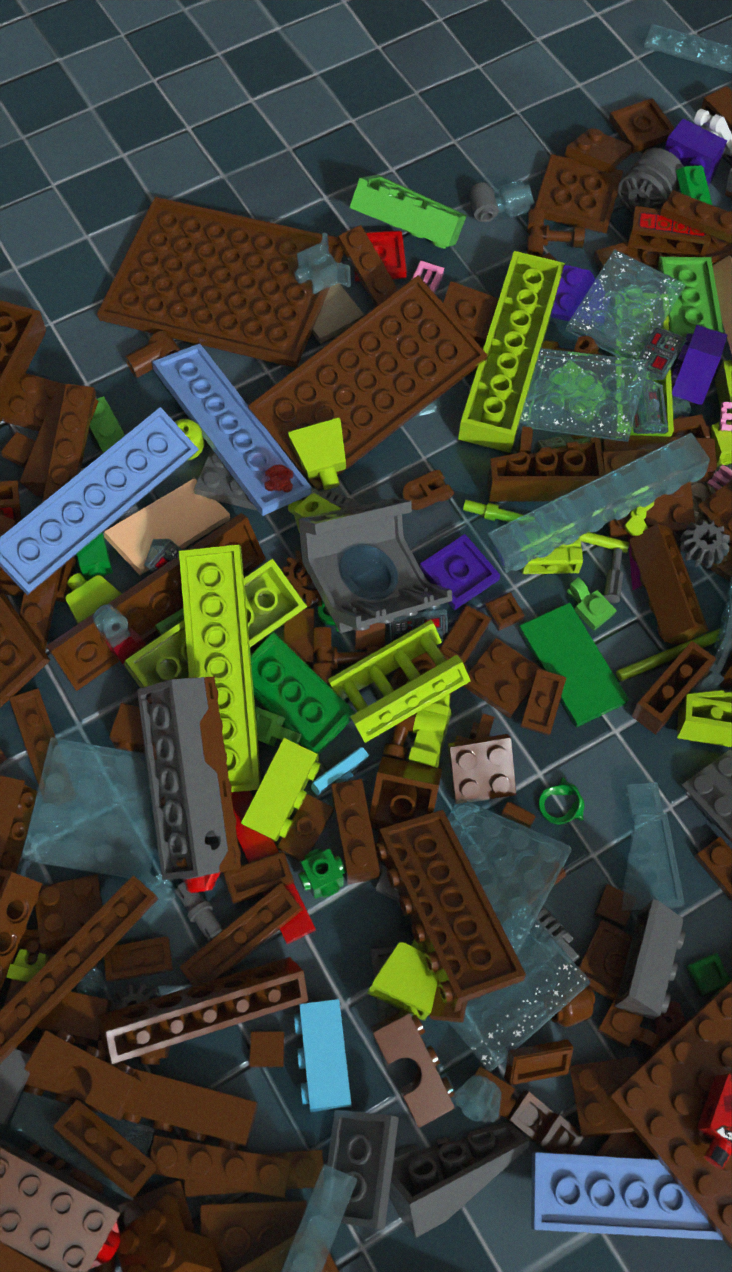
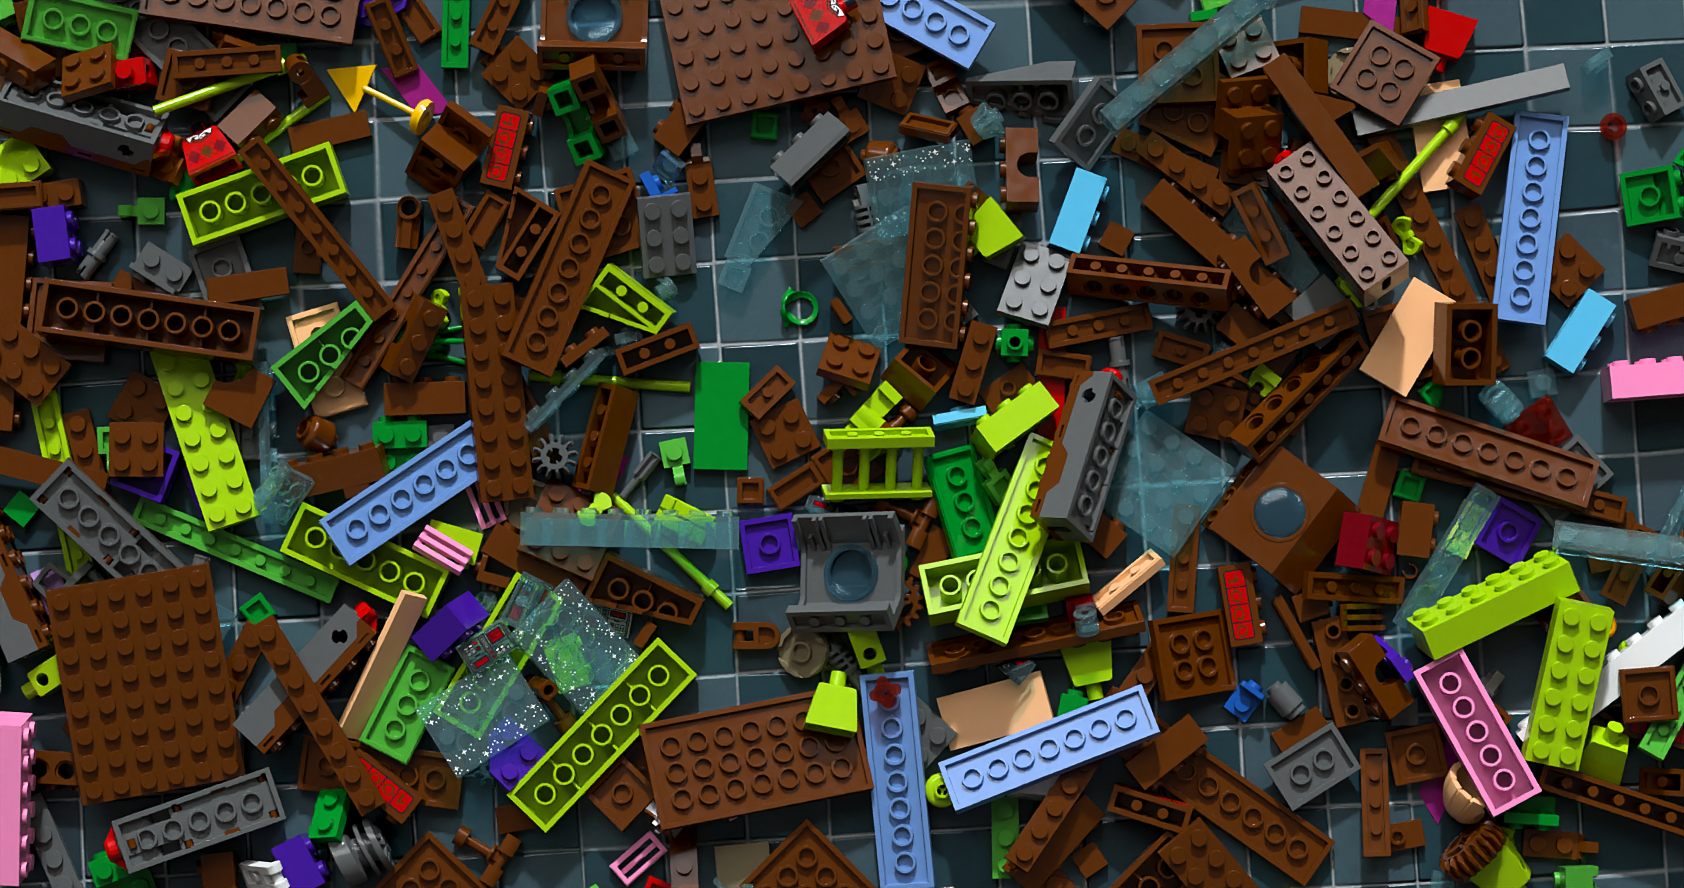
camera: 150 degrees left, 20 degrees up
(91, 697) = (1127, 581): none -> light nougat tile
(331, 945) = (1034, 285): none -> plate
(371, 488) = (803, 653): none -> dark tan tile
(701, 752) = (665, 289): none -> clear light blue plate

